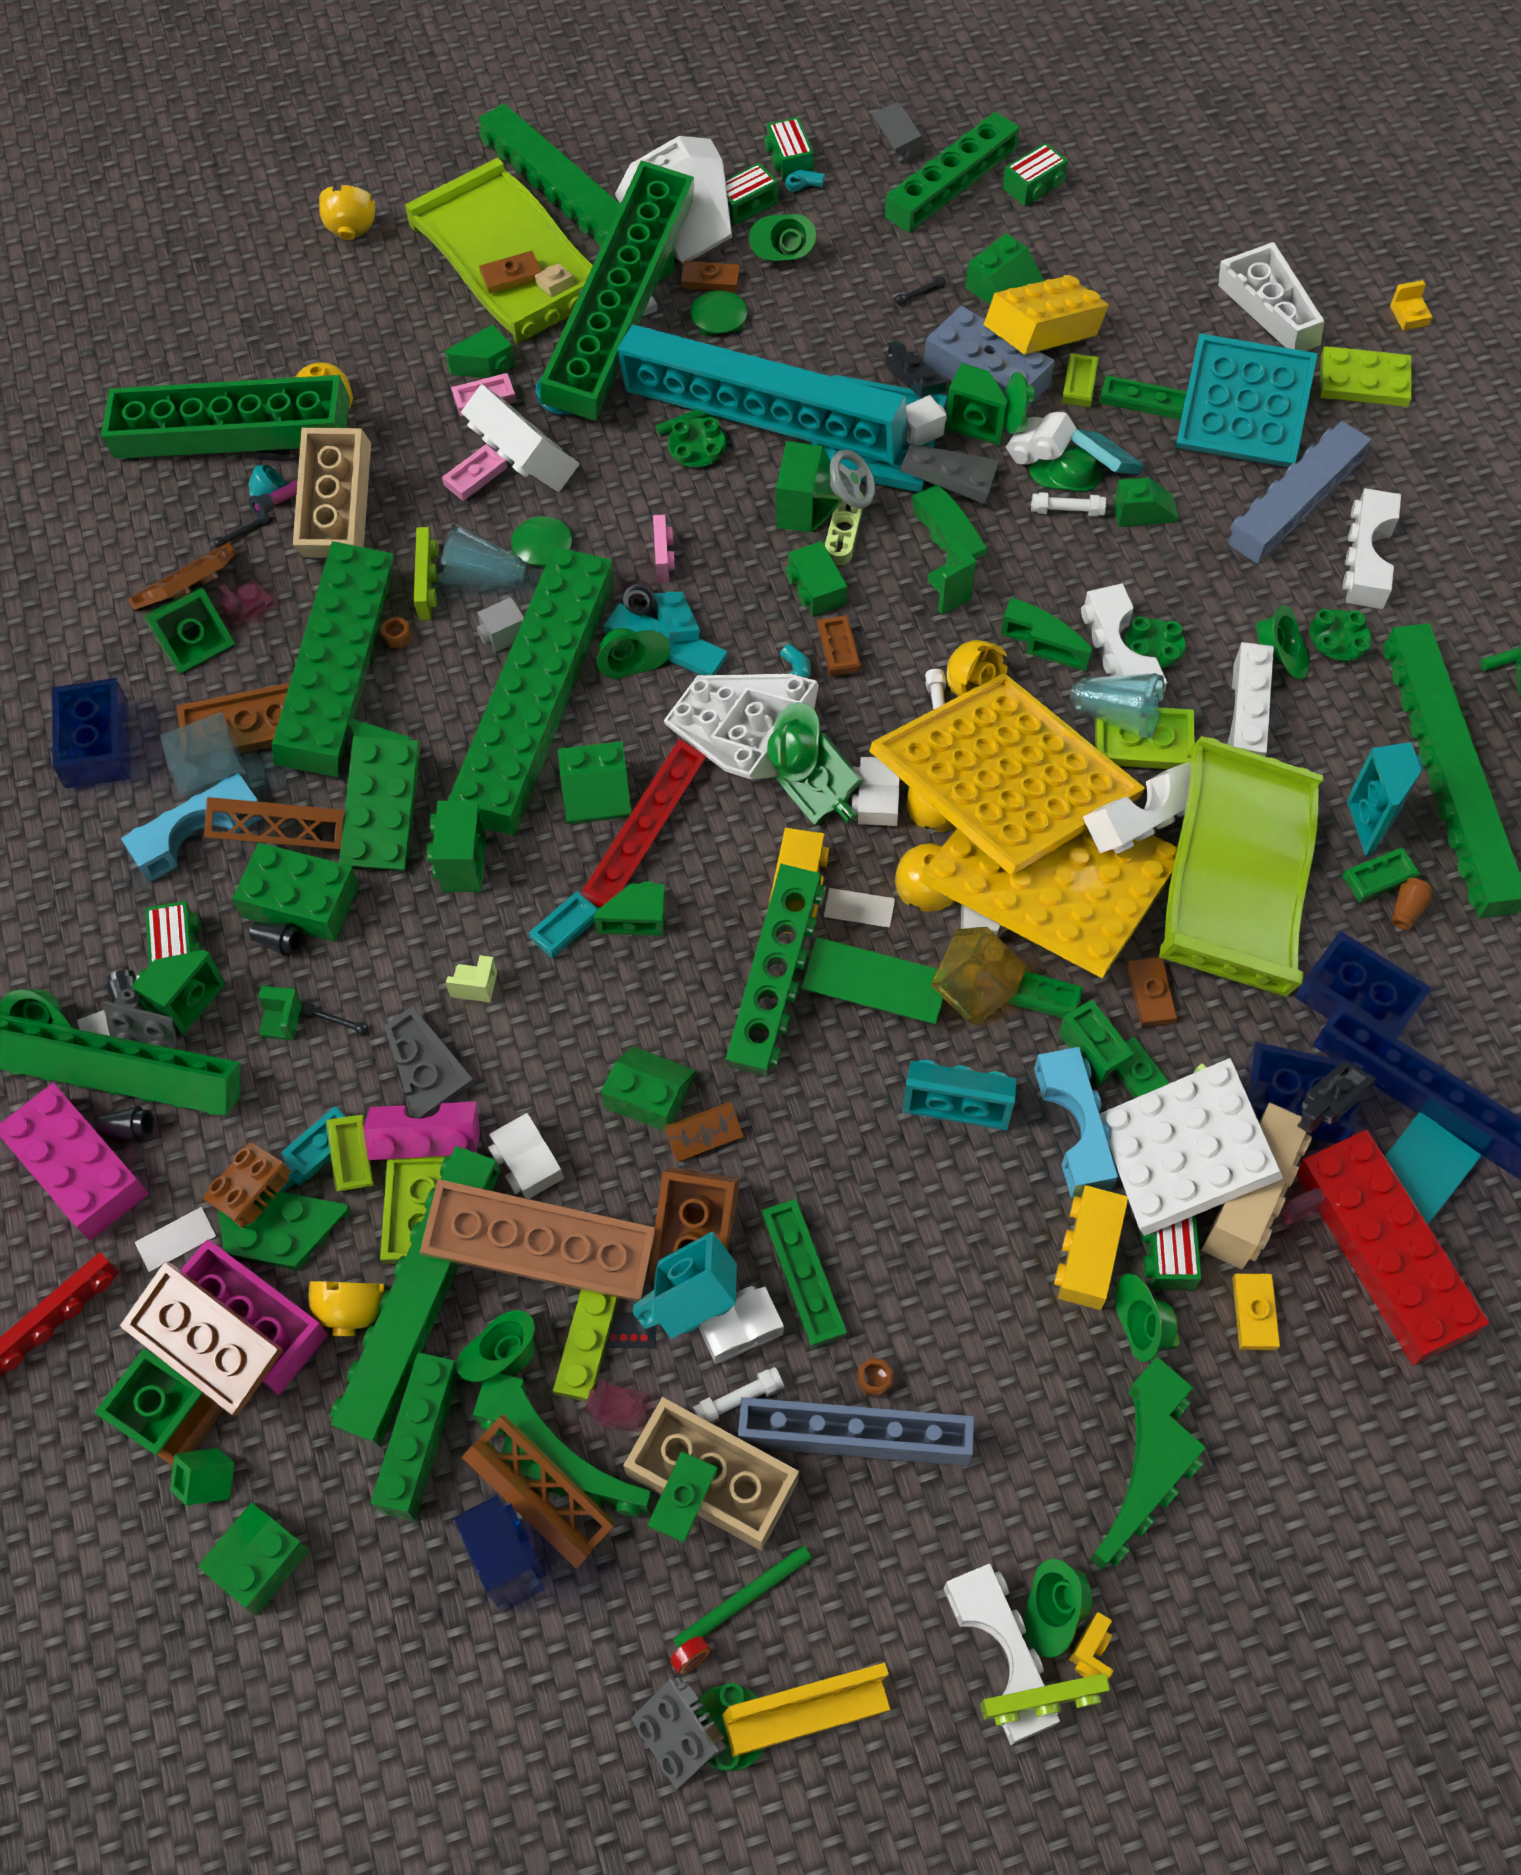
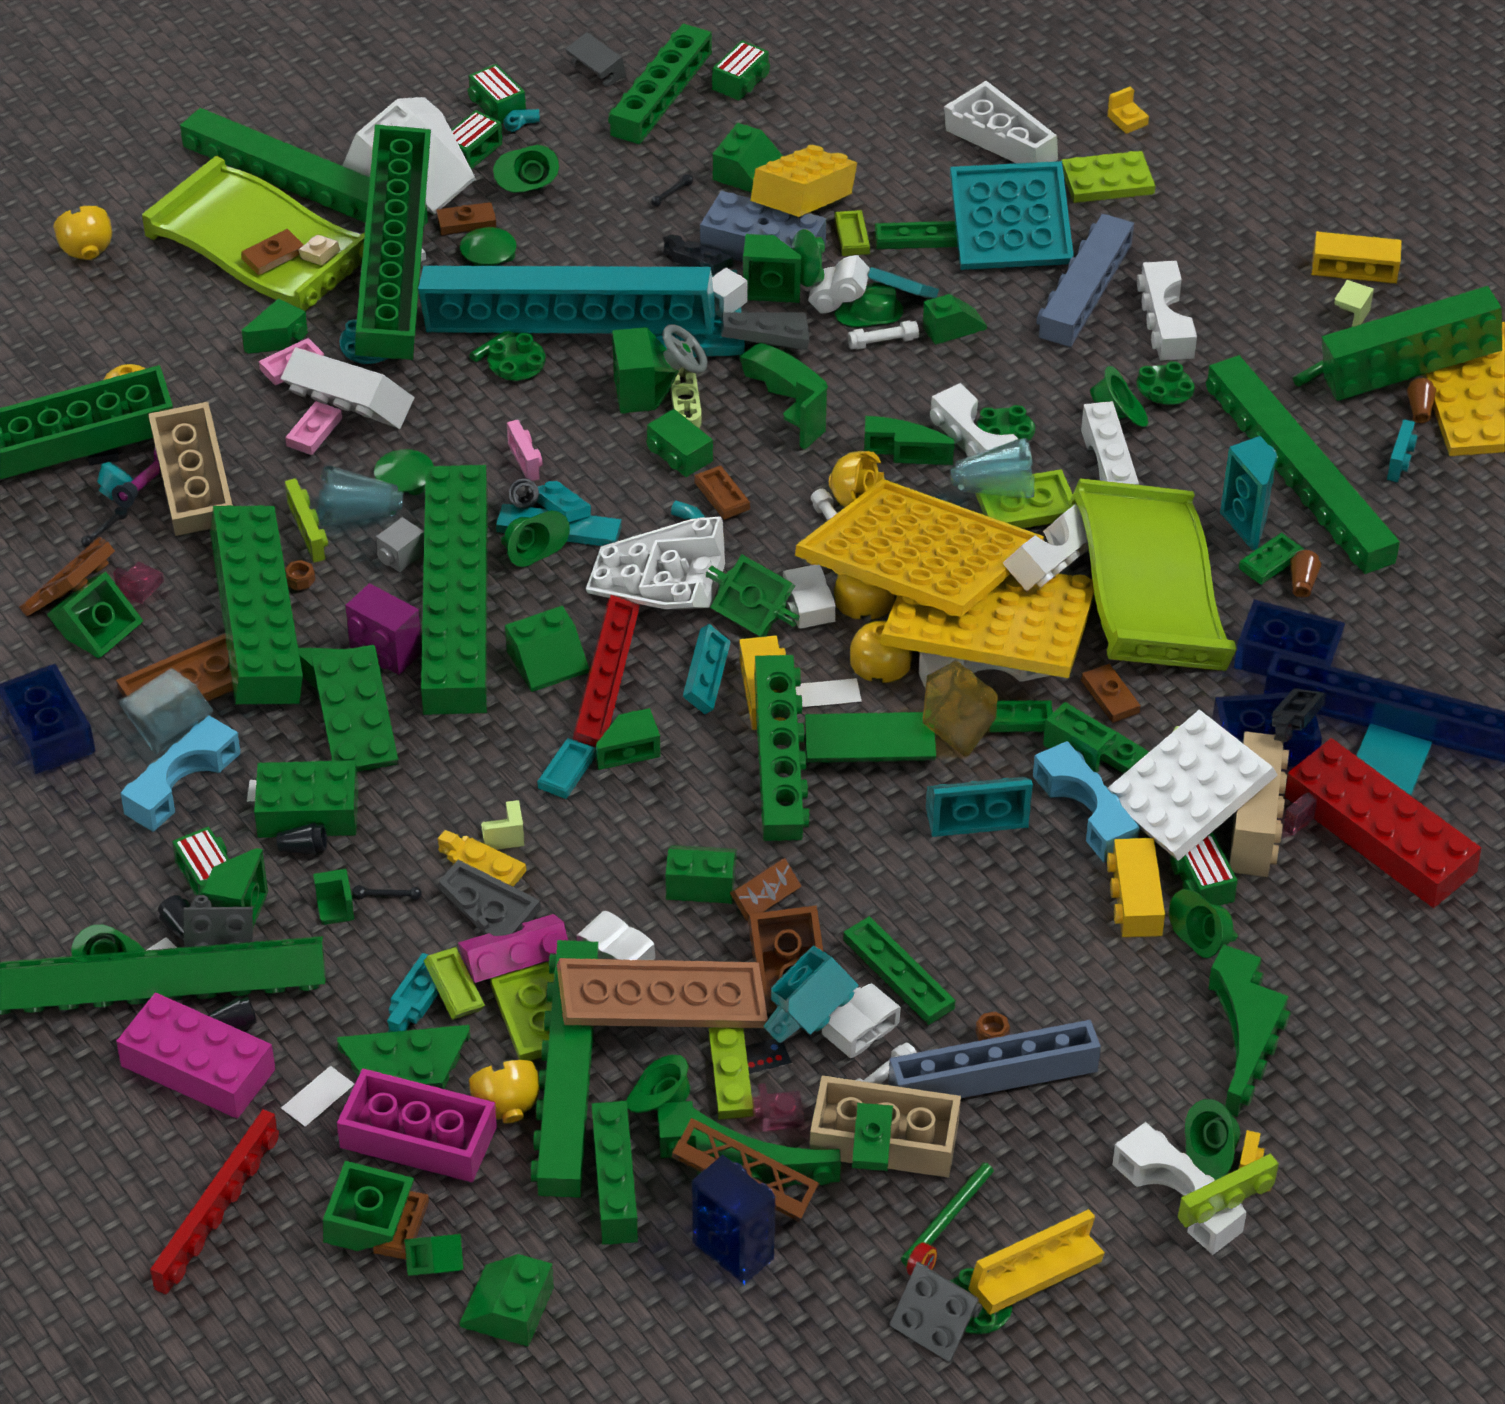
camera: 20 degrees left, 15 degrees down
(201, 1338) = (397, 1135): plate -> none
(244, 1181) = (374, 1025): dark orange hinge -> none
(275, 811) = (265, 737): dark orange fence -> none
(440, 719) = (388, 624): none -> magenta brick
(440, 1011) = (481, 857): none -> yellow hinge
(457, 846) = (446, 723): green brick -> none
(743, 849) = (706, 669): none -> teal plate
(795, 742) = (722, 569): green piece -> none
(1255, 1312) = (1291, 901): yellow plate -> none

